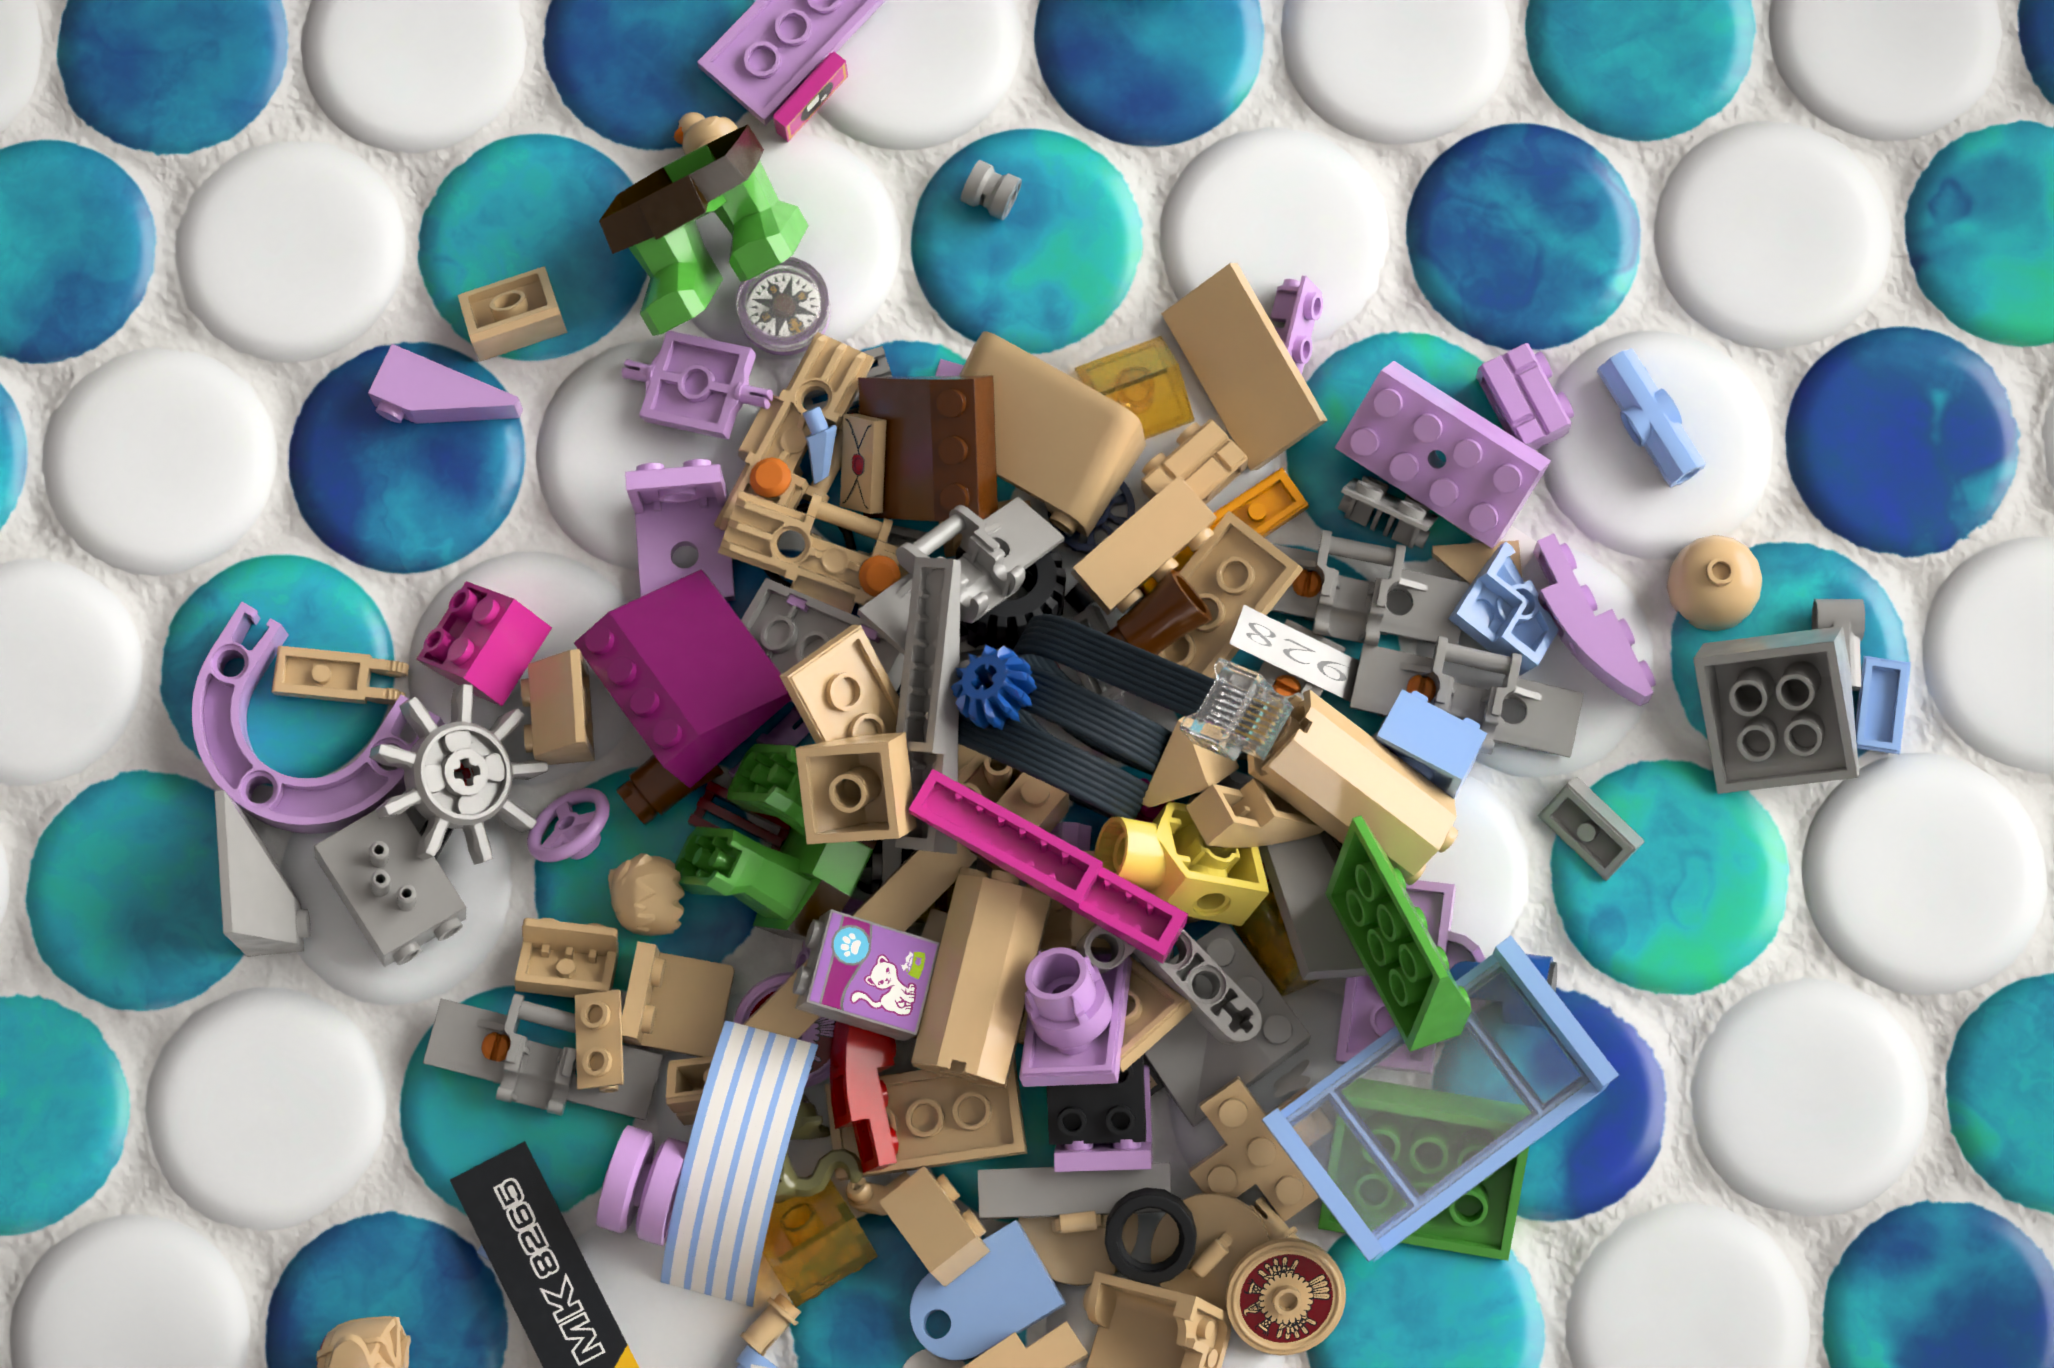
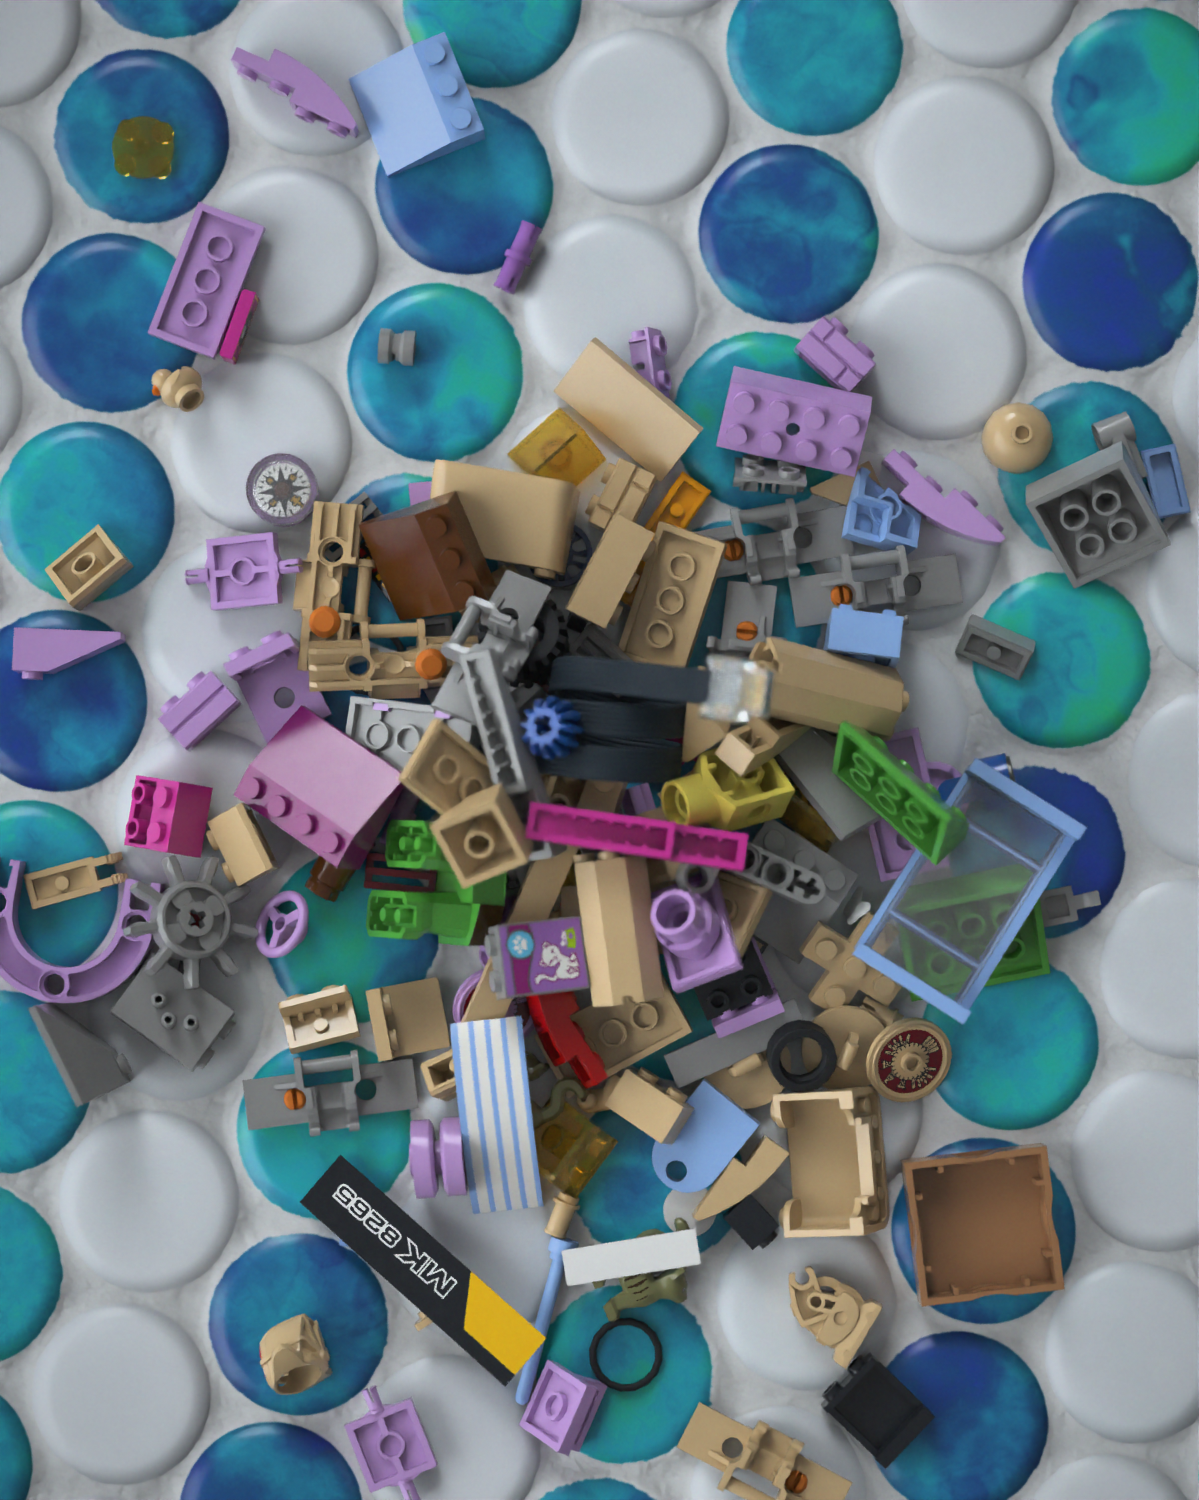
camera: 25 degrees left, 10 degrees up
(574, 529) = (198, 710): none -> lavender brick
(599, 1041) = (366, 1070): tan hinge -> none
(647, 895) = (357, 953): tan hair -> none
(661, 230) = (171, 454): bright green piece -> none
(819, 443) = (350, 583): light blue bar -> none
(863, 463) = (386, 585): tan tile -> none
(1163, 615) = (640, 621): reddish brown plant -> none
(1180, 140) = (518, 257): none -> medium lavender pin
(1295, 653) = (744, 605): sticker -> none
(1551, 1179) = (1061, 905): none -> light grey plate
(1651, 417) = (929, 335): light blue piece -> none

